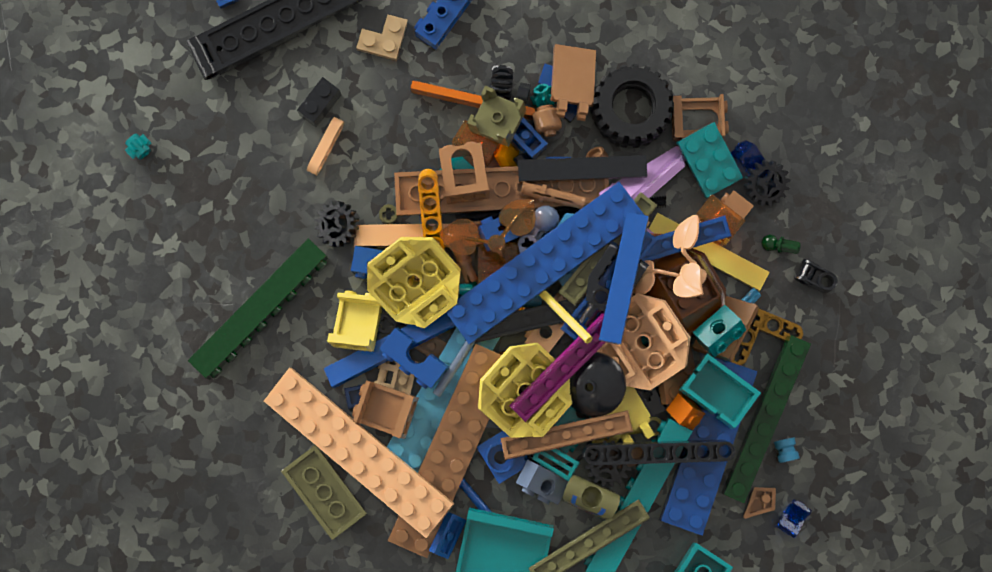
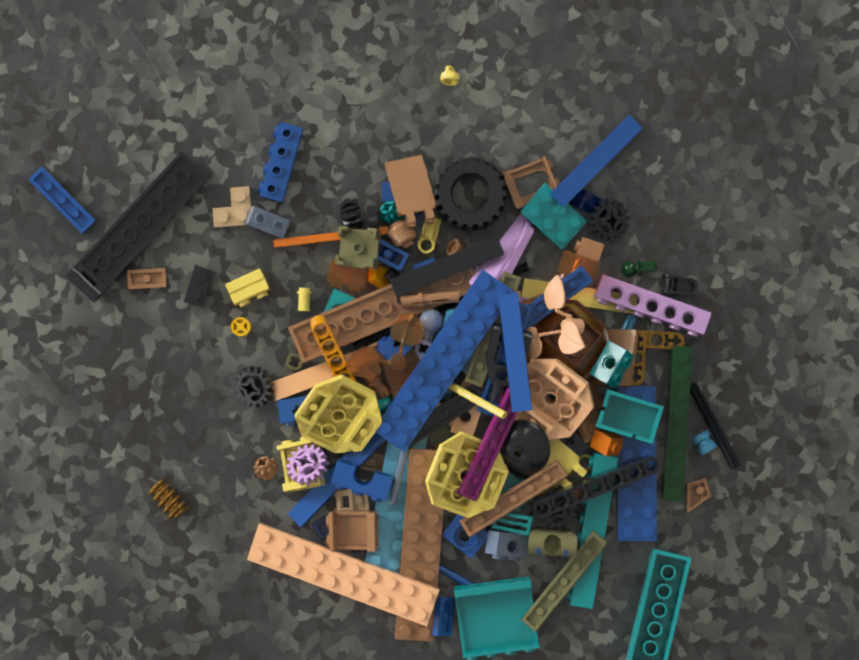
camera: 15 degrees left, 5 degrees up
(138, 146) = (58, 381): teal gear -> none
(203, 308) = (167, 499): none -> pearl gold piece
(258, 309) = (213, 483): dark green brick -> none
(268, 75) = (147, 278): none -> medium nougat plate
(318, 312) = (265, 468): none -> medium nougat gear
(324, 492) = (326, 617): olive plate -> none
(325, 146) = (219, 322): light nougat beam -> none
(344, 154) = (238, 324): none -> yellow wheel
(362, 322) = (307, 464): none -> lavender gear
(368, 121) = (248, 287): none -> light yellow brick
(412, 60) = (267, 222): none -> sand blue brick
(422, 153) = (304, 299): none -> light yellow pin
(465, 192) = (355, 324): medium nougat panel -> none
(574, 133) = (429, 234): none -> light yellow piece
(774, 118) = (596, 161): none -> blue tile
(793, 517) = (728, 497): clear blue bracket -> none
(803, 437) = (714, 426): none -> black axle
(826, 315) = (699, 317): none -> lavender brick

